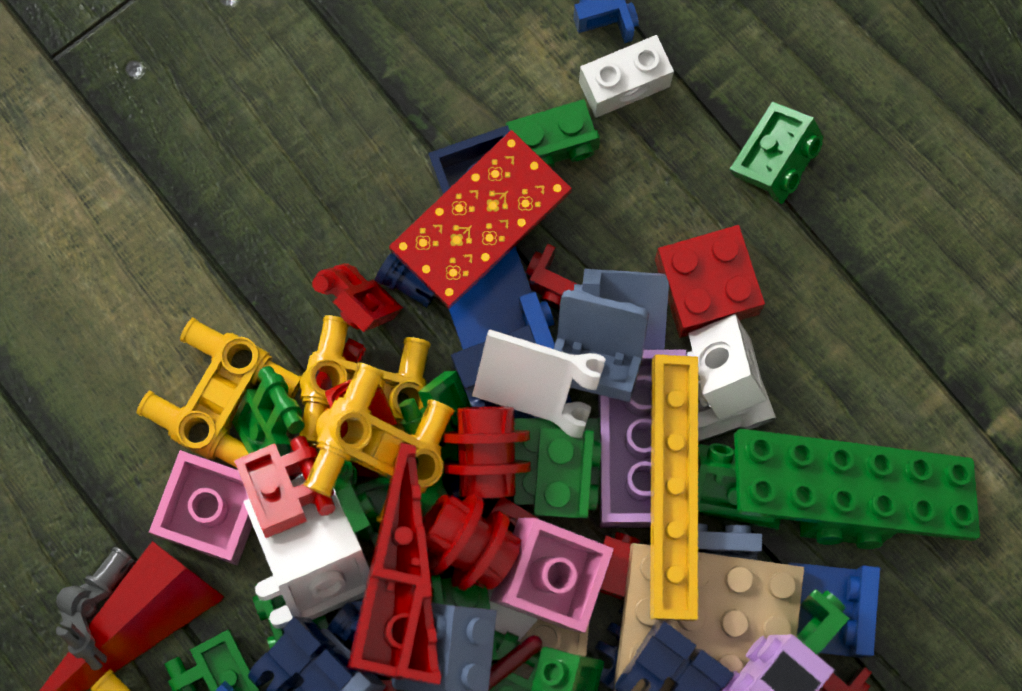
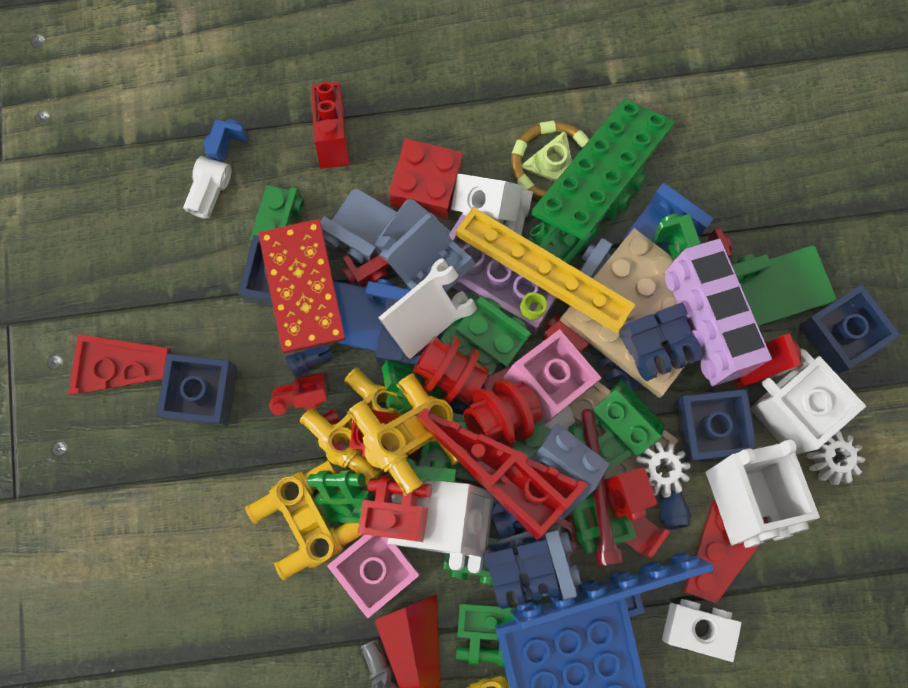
camera: 55 degrees left, 0 degrees up
(267, 67) = (114, 363): none -> red wing
(290, 179) = (197, 390): none -> dark blue brick
(549, 30) = (209, 178): none -> white piece
(600, 236) = (357, 226): none -> sand blue bracket
(621, 491) = (526, 303): none -> lime hinge
(626, 76) = (269, 150): white brick -> none
(705, 125) = (329, 125): none -> red slope
(778, 151) = (373, 93): green bracket -> none
(833, 415) = (550, 160): none -> yellowish green piece

